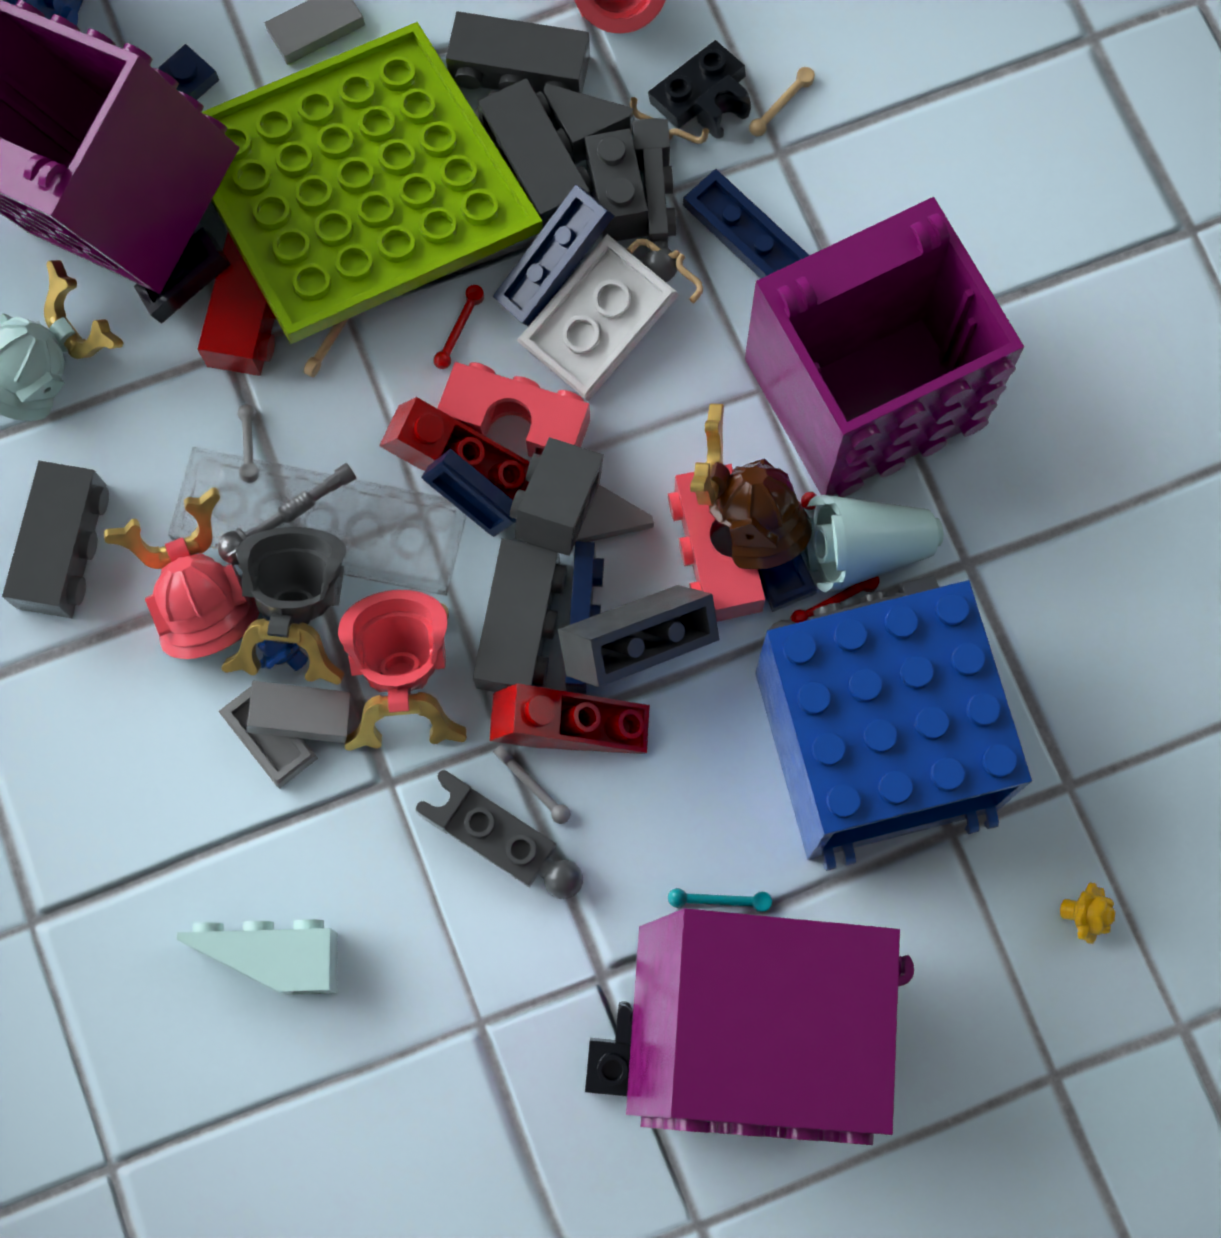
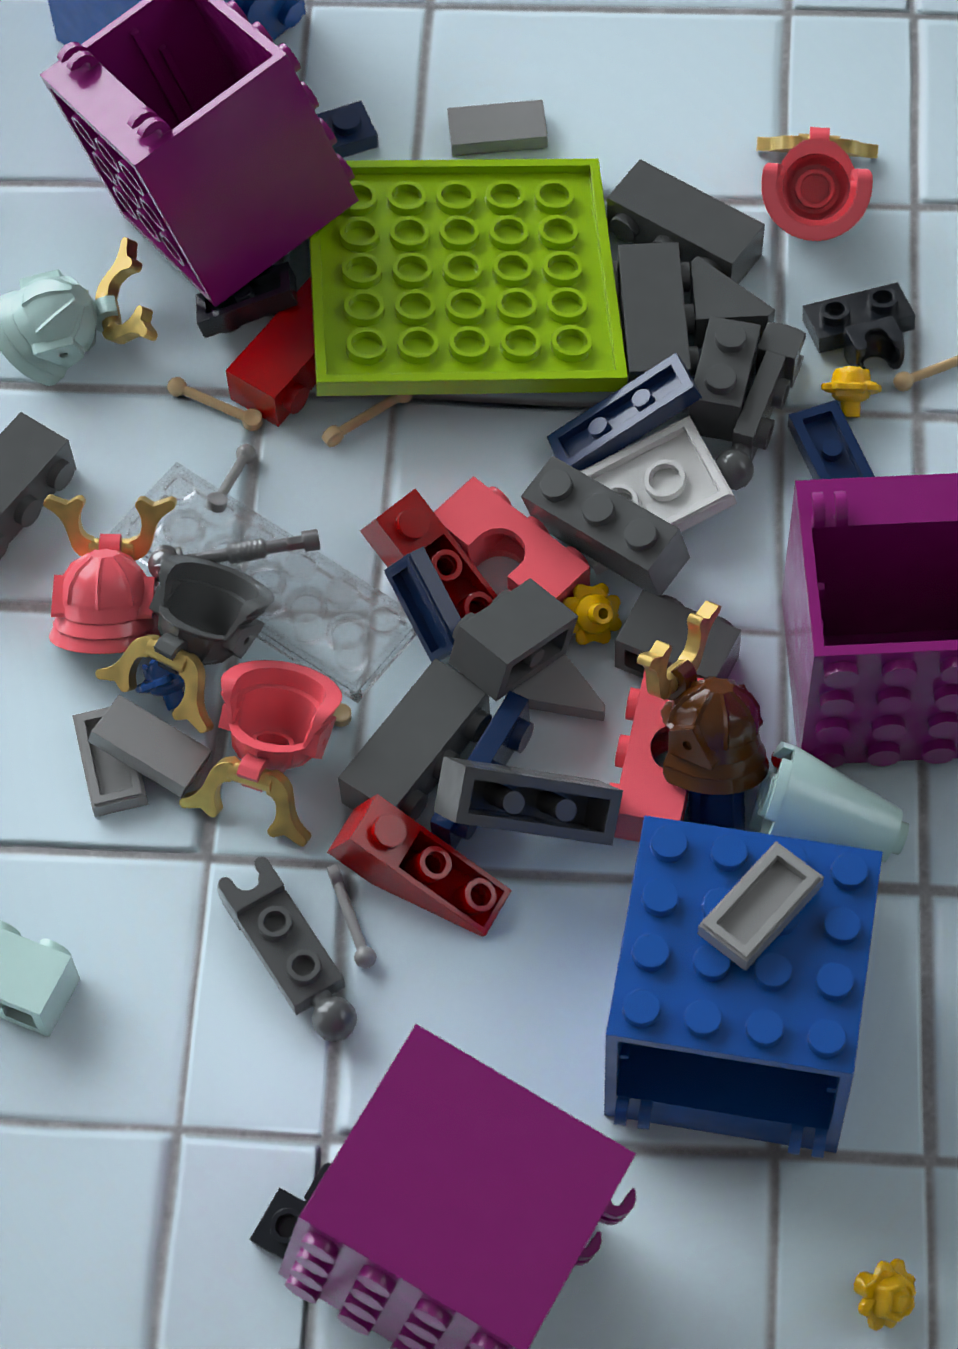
camera: 25 degrees right, 15 degrees down
(234, 378) = (251, 418): none -> tan hinge
(474, 297) = (529, 432): red hinge -> none
(586, 362) = (606, 526): none -> dark grey brick
(606, 437) = (596, 613): none -> yellow plant
(676, 438) = (666, 620): none -> dark grey brick
(679, 264) = (755, 467): tan piece -> none
(698, 140) = (811, 353): tan piece -> none
(721, 151) = (851, 387): none -> yellow plant
(900, 673) = (760, 905): none -> light grey tile

